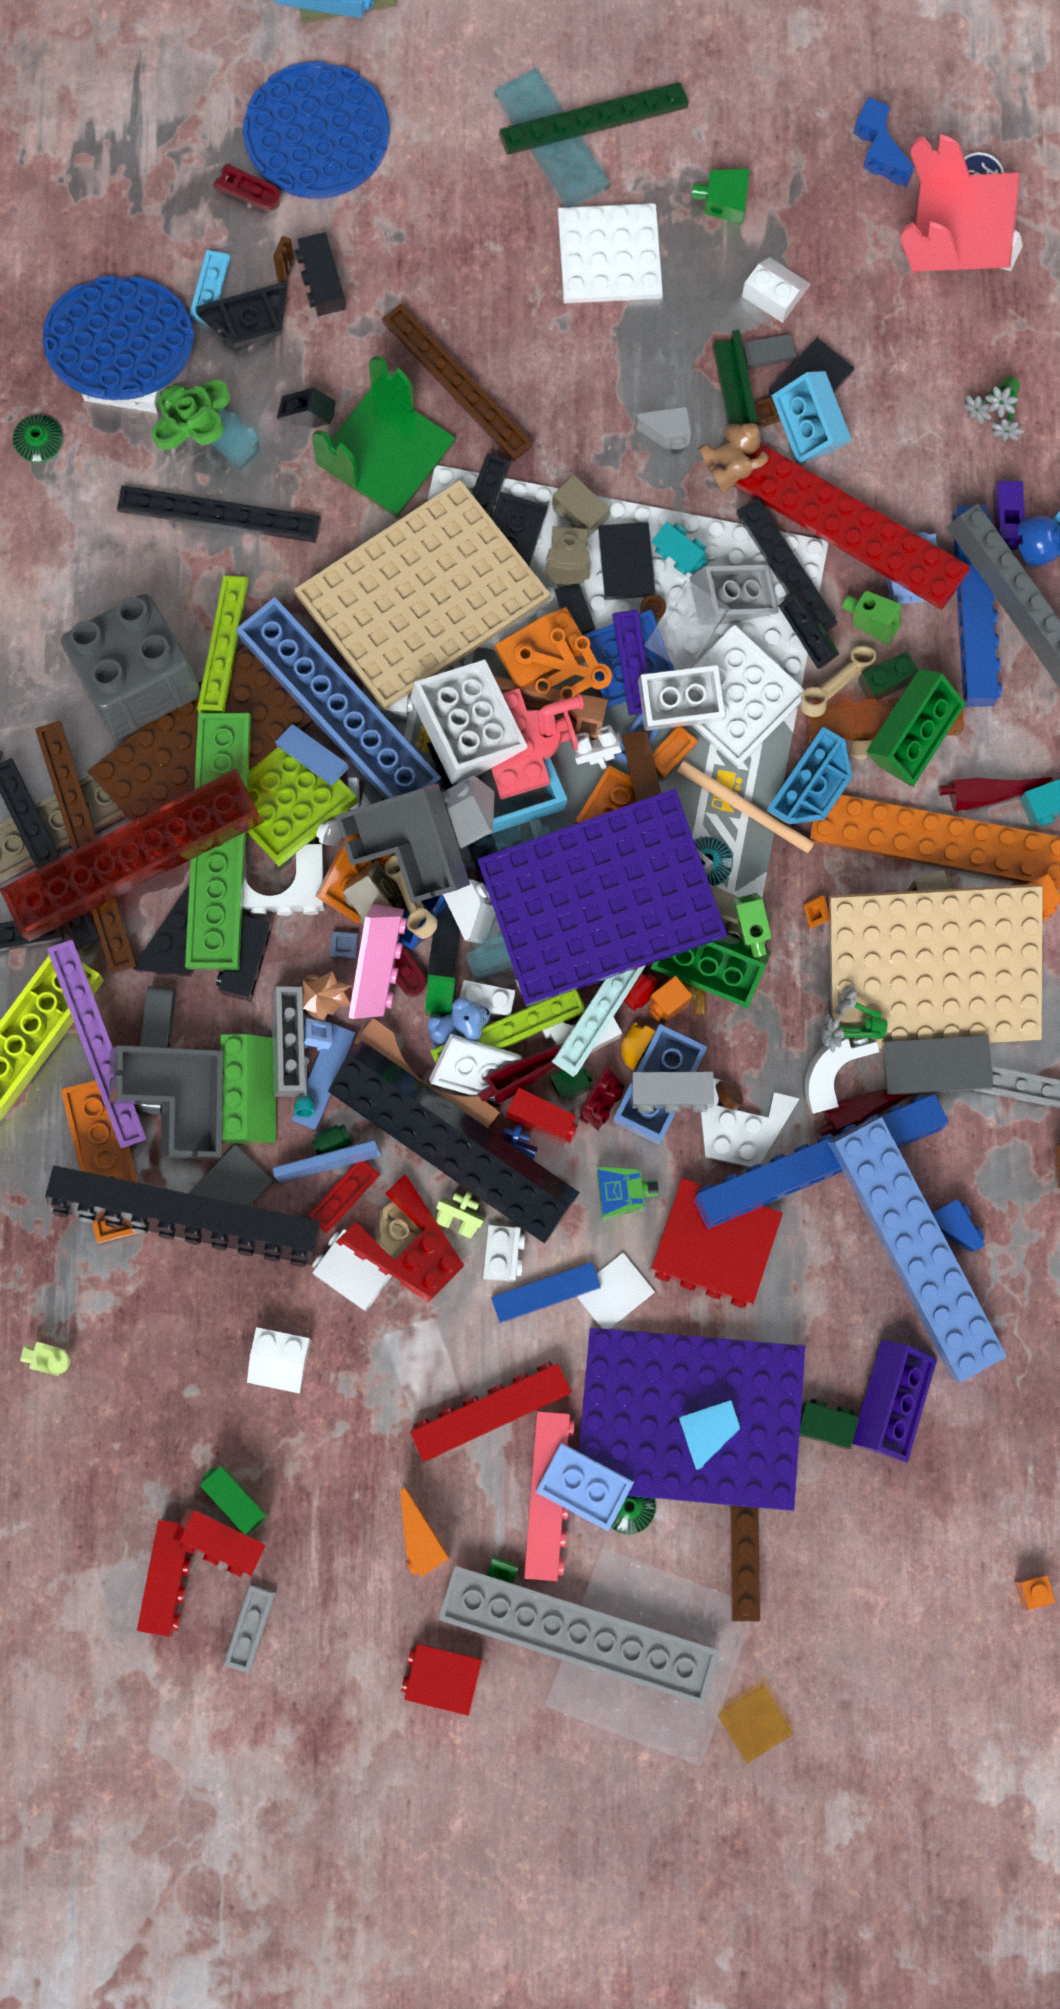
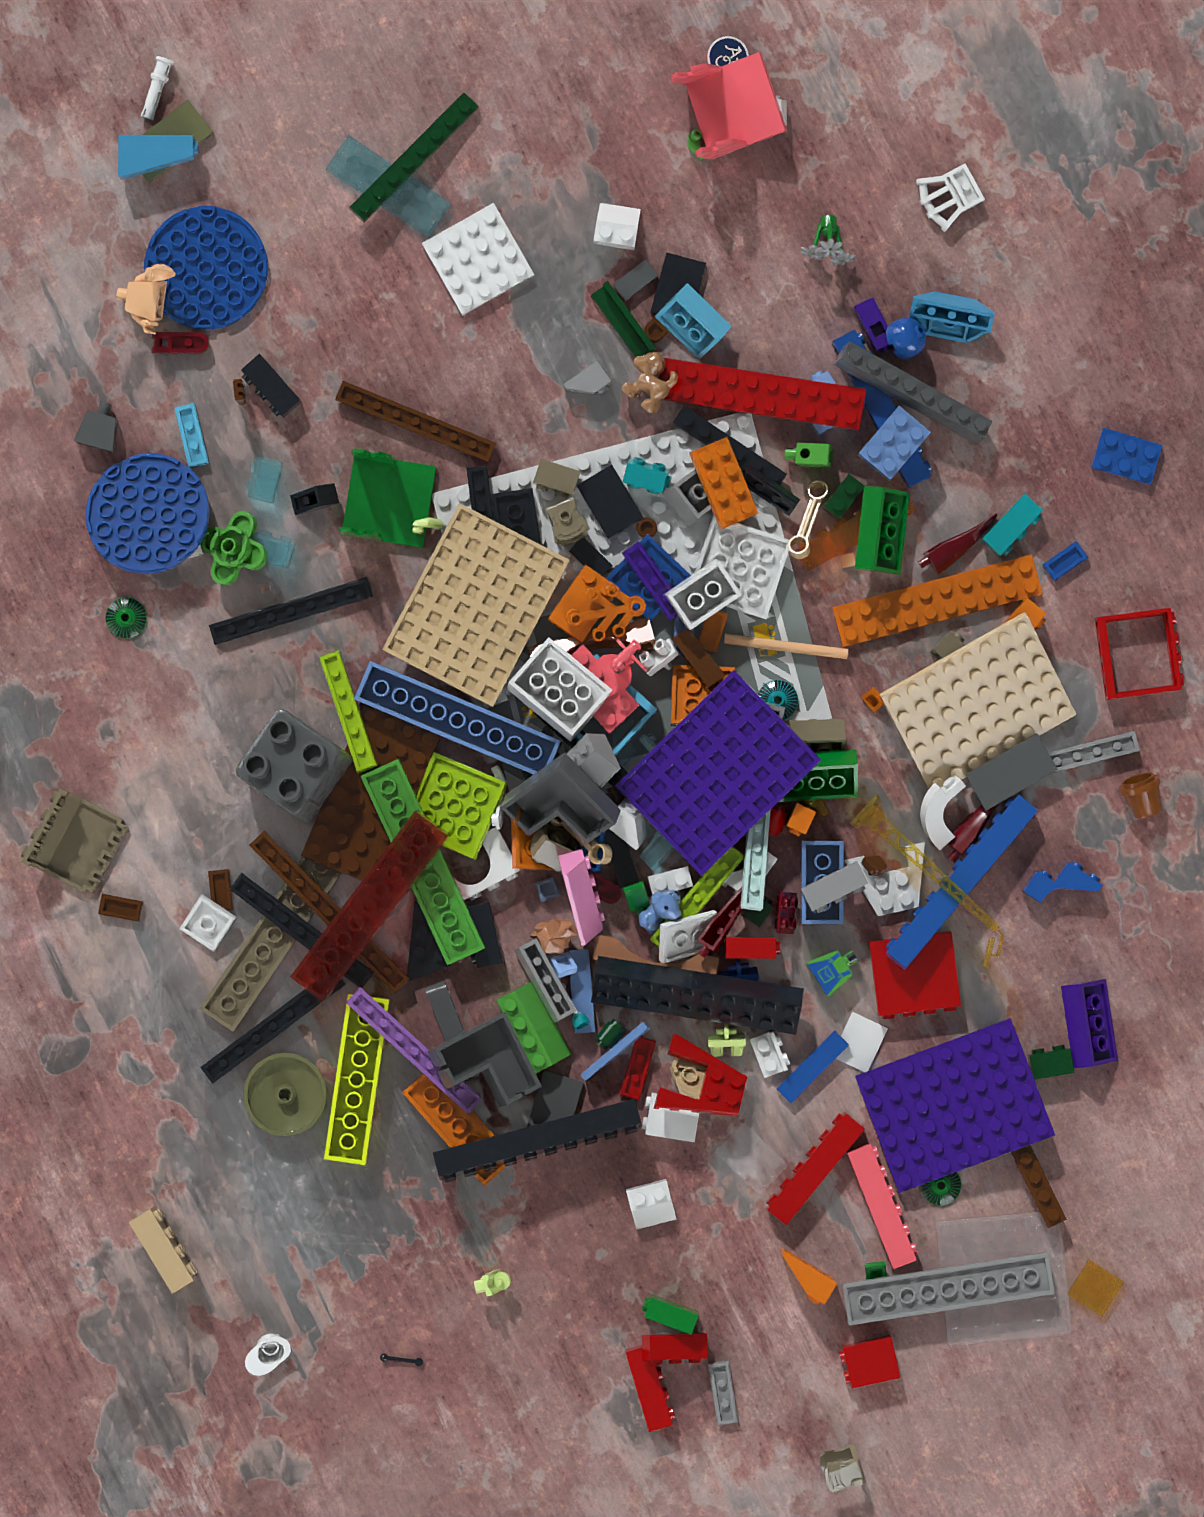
camera: 25 degrees left, 10 degrees up
(113, 232) = (98, 429): none -> dark grey torso
(239, 119) = (147, 296): none -> light nougat torso
(247, 316) = (233, 446): black wing -> none
(262, 364) = (264, 479): none -> clear light blue brick
(312, 755) = (456, 765): medium blue tile -> none
(343, 1794) = (842, 1468): none -> dark tan piece
(414, 488) = (428, 523): none -> yellowish green arm
(584, 1487) = (905, 1188): light blue tile -> none
(635, 1044) = (790, 859): light orange brick -> none
(687, 626) = (681, 537): clear tile -> none
(709, 1430) = (972, 1110): medium azure slope -> none
(724, 194) = (542, 169): green torso -> none
(750, 912) = (833, 740): bright green torso -> none
(752, 1039) = (873, 816): none -> clear yellow piece
(762, 594) = (723, 483): none -> orange plate
(815, 781) = (828, 606): dark azure wedge -> none
(871, 1027) = (953, 769): plant -> none
(884, 154) = (646, 77): blue arch -> none
(899, 251) = (694, 141): none -> bright green arm
(917, 1249) = (1056, 913): medium blue brick -> none
(974, 640) = (894, 443): none -> medium blue brick

